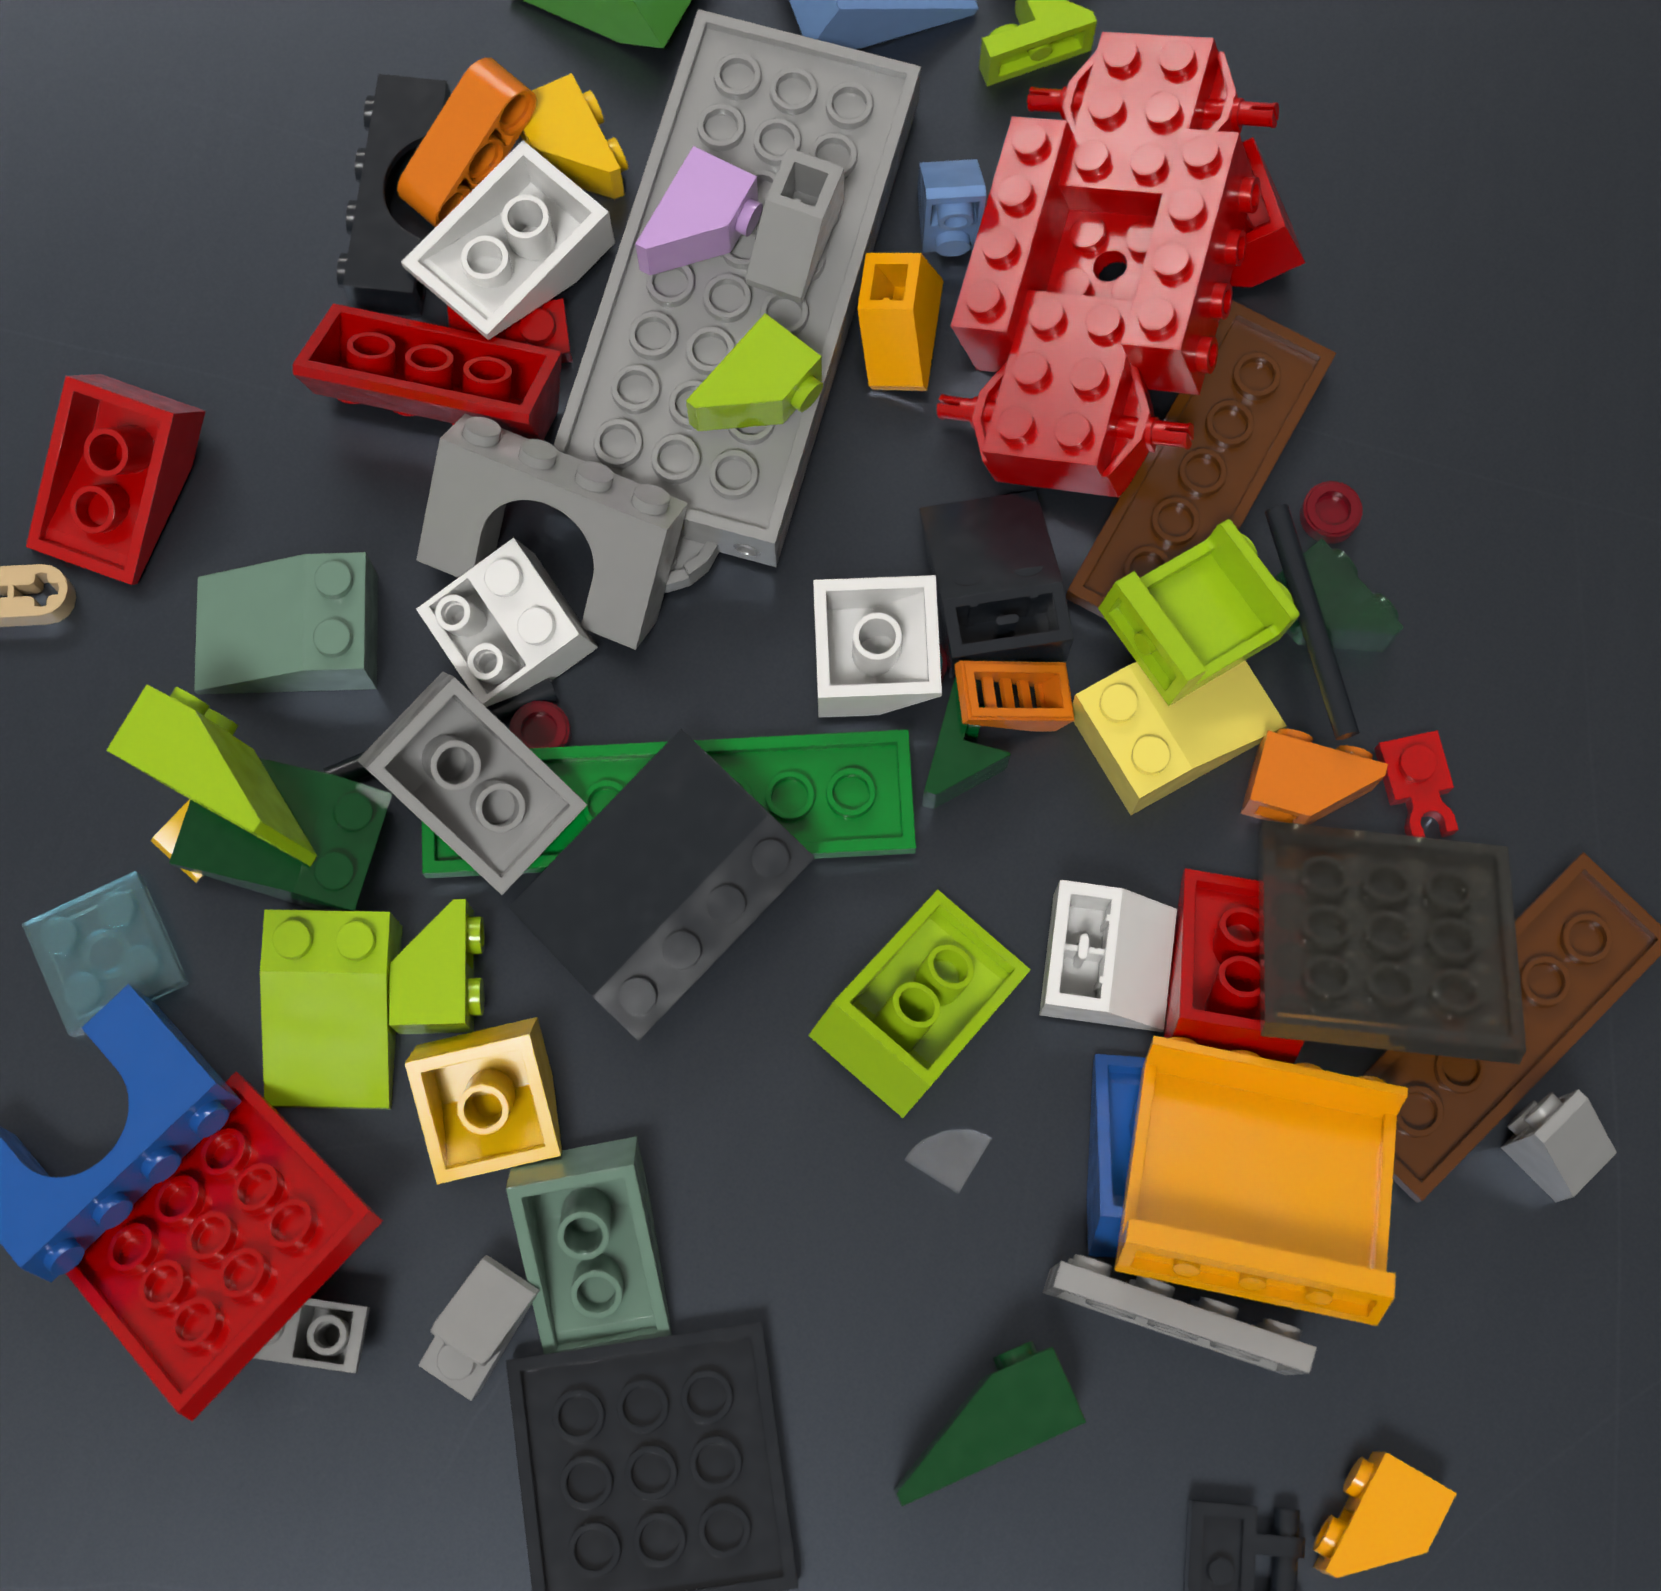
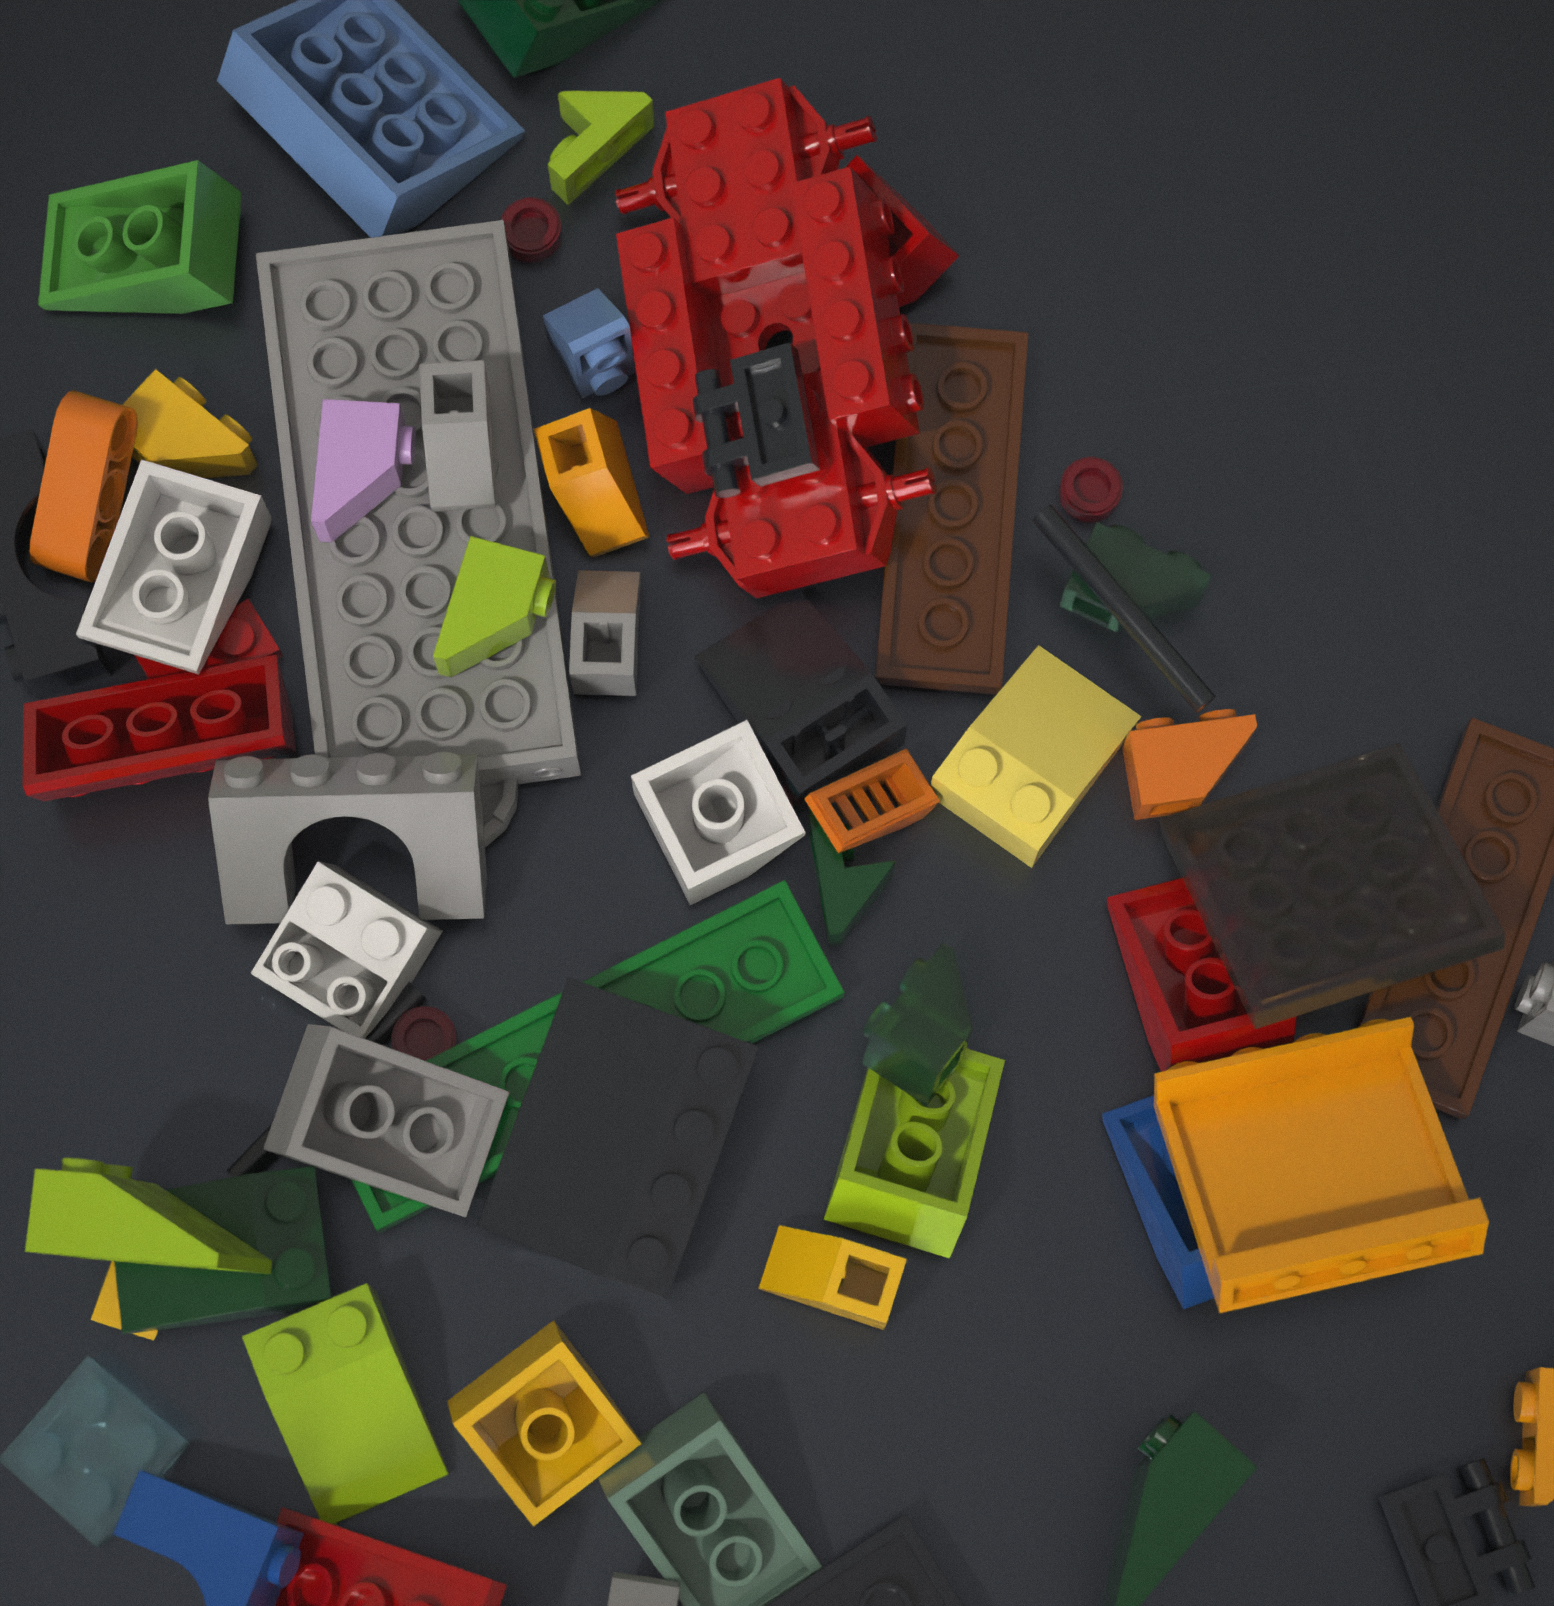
camera: 25 degrees left, 0 degrees up
(288, 626) = (124, 1046): sand green slope -> none
(435, 978) = (434, 1325): lime slope -> none
(795, 1087) = (833, 1275): none -> yellow slope
(849, 455) = (605, 633): none -> light grey slope
(945, 93) = (532, 229): none -> dark red tile
(949, 1156) = (1009, 1274): clear tile -> none
(967, 911) = (924, 1031): none -> clear green slope
(1073, 322) = (772, 415): none -> black plate
(1108, 957) = (1073, 1016): white slope -> none
(1199, 612) = (1014, 645): lime panel -> none
(1199, 1323) = (1316, 1325): light grey plate -> none
(1418, 776) = (1287, 713): red plate -> none

